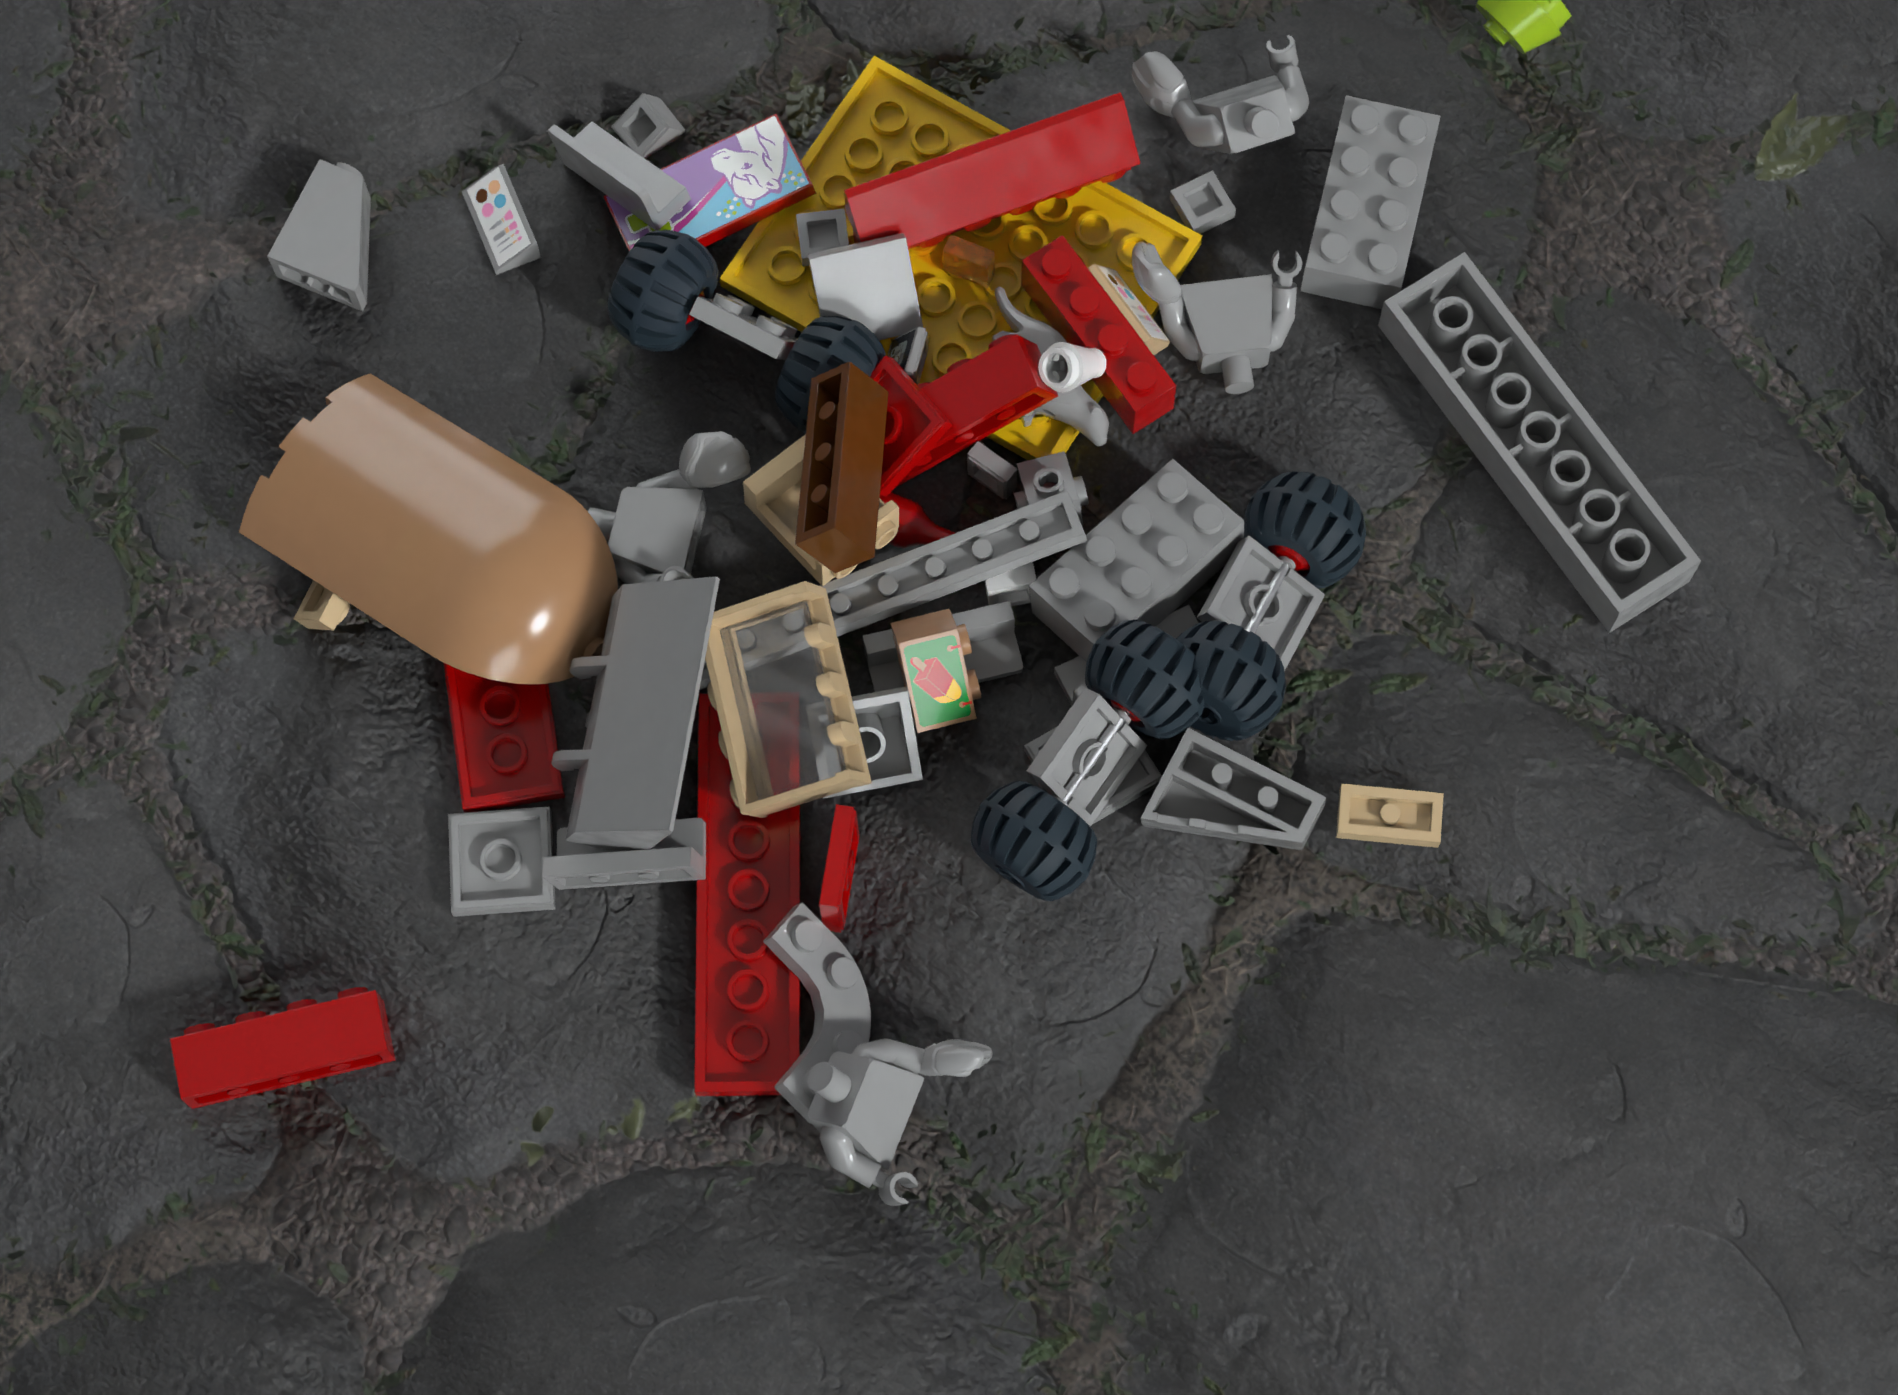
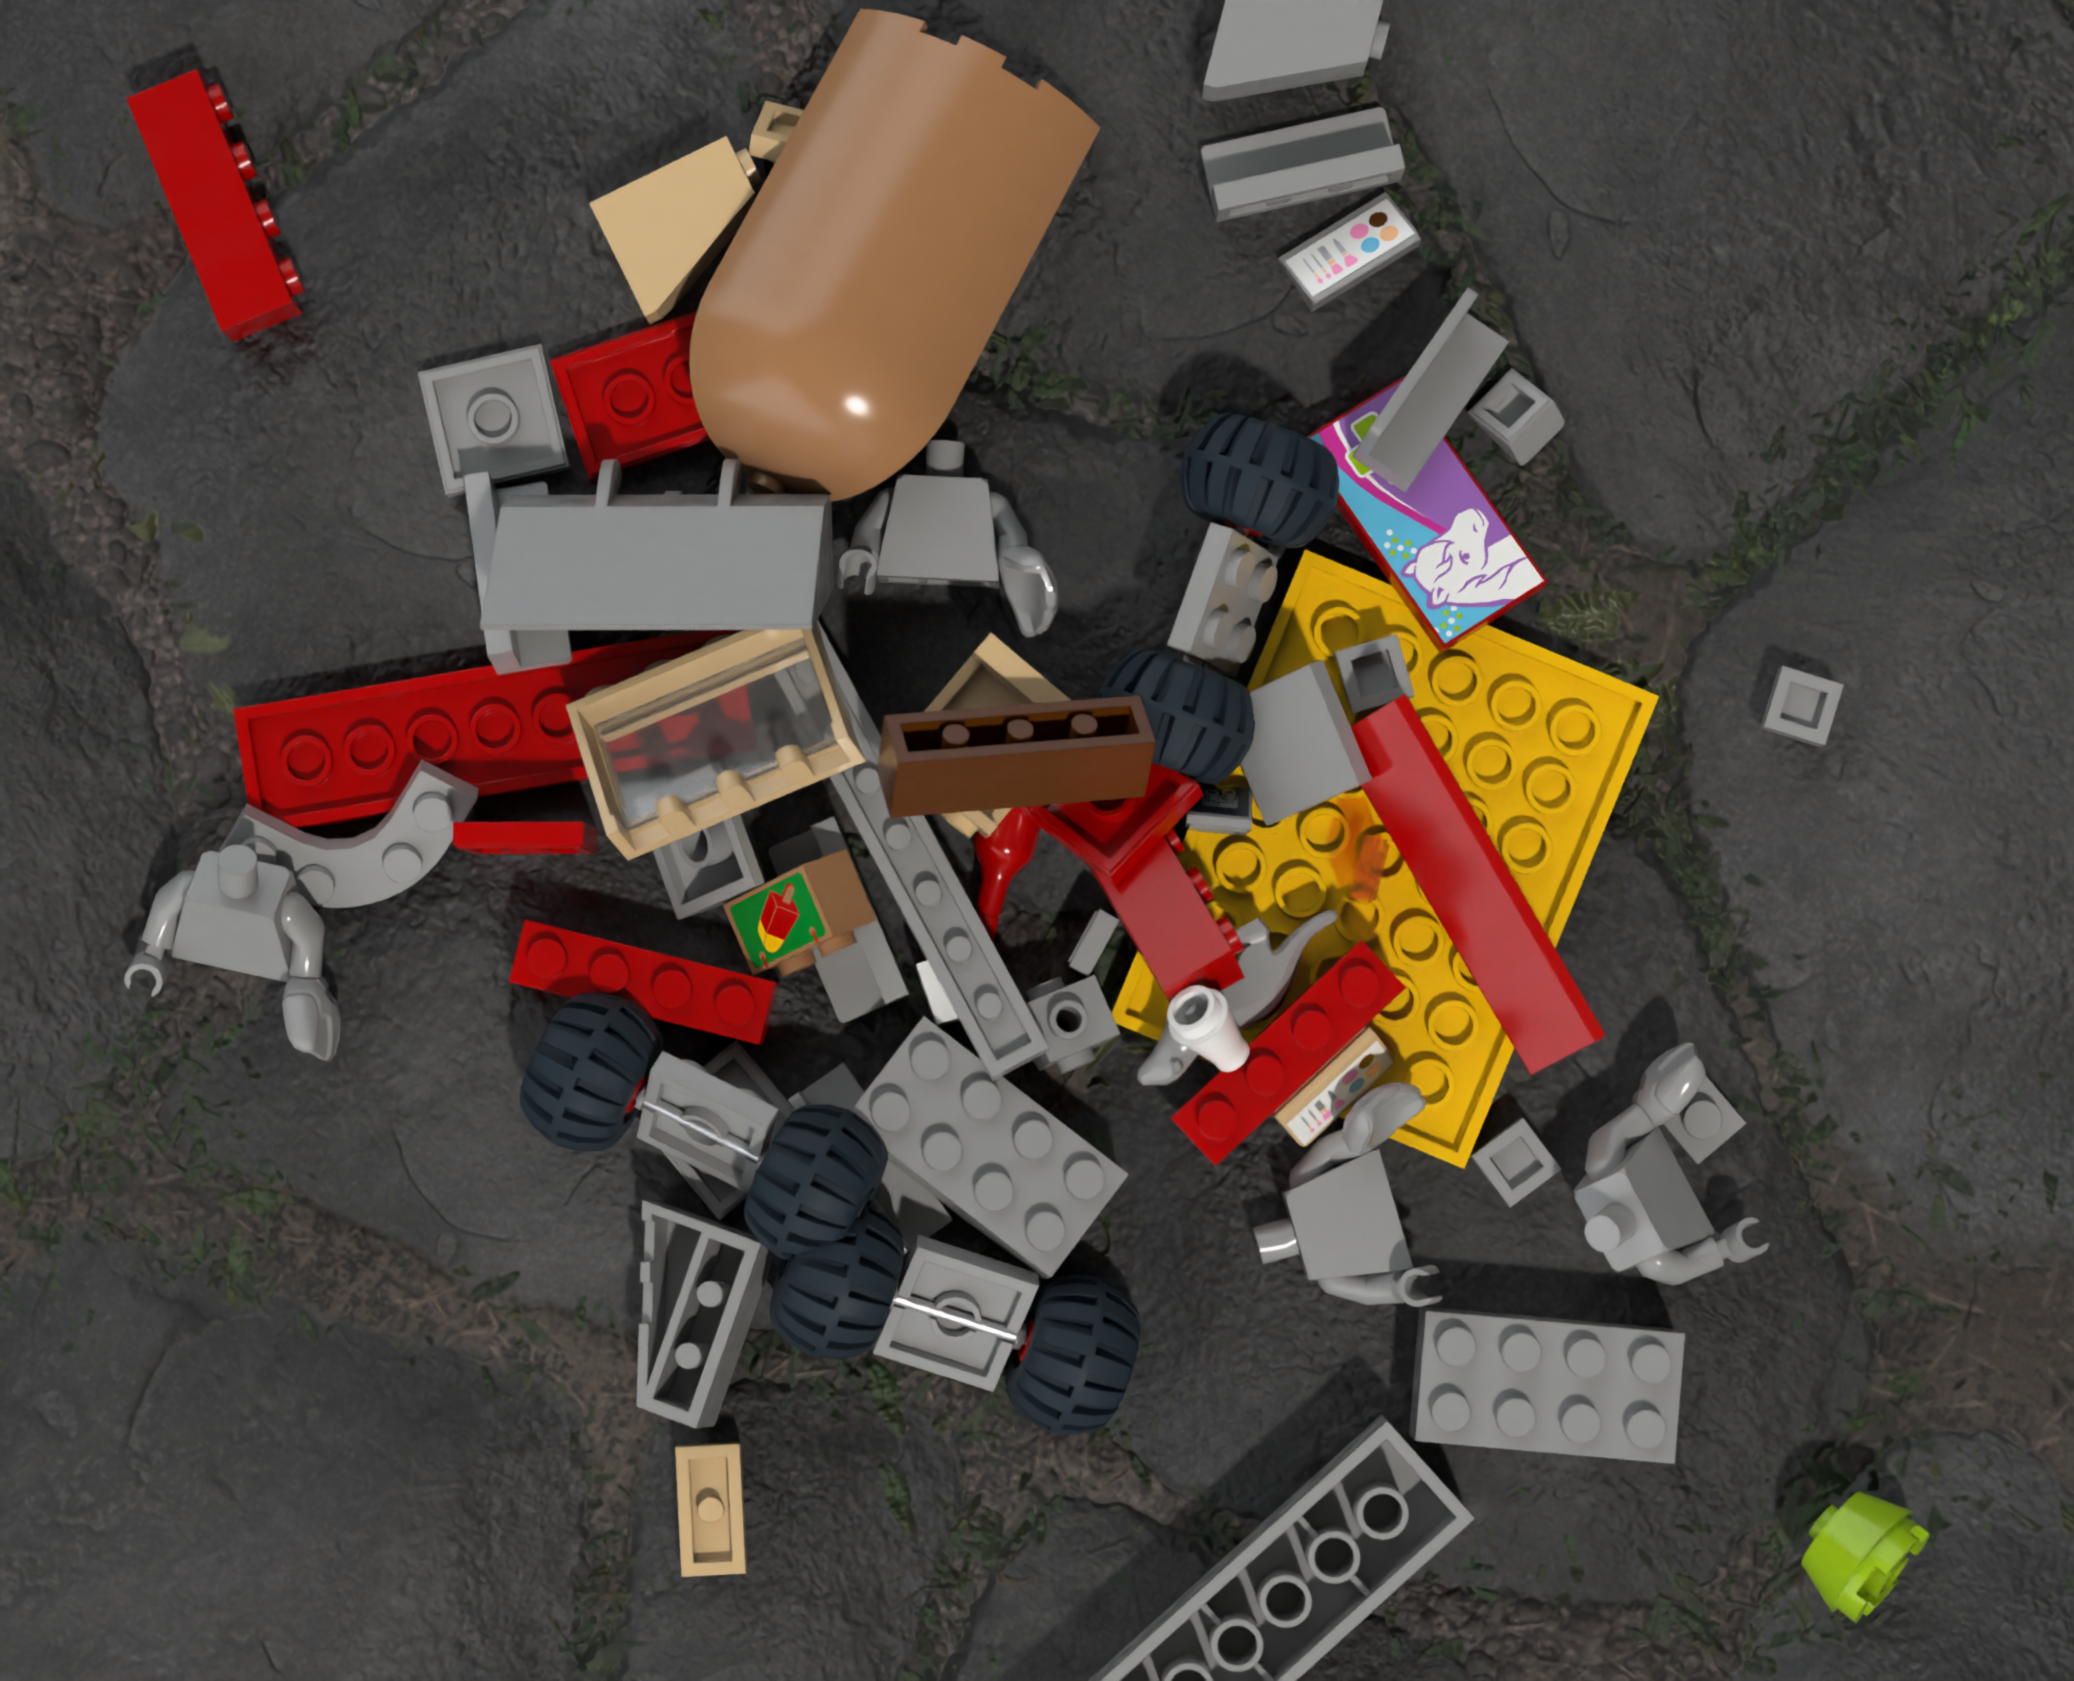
camera: 85 degrees right, 15 degrees up
(375, 696) = (677, 222): none -> tan slope
(428, 245) = (1301, 164): none -> light grey panel
(981, 767) = (656, 982): none -> red brick
(1198, 74) = (1704, 1123): none -> light grey plate

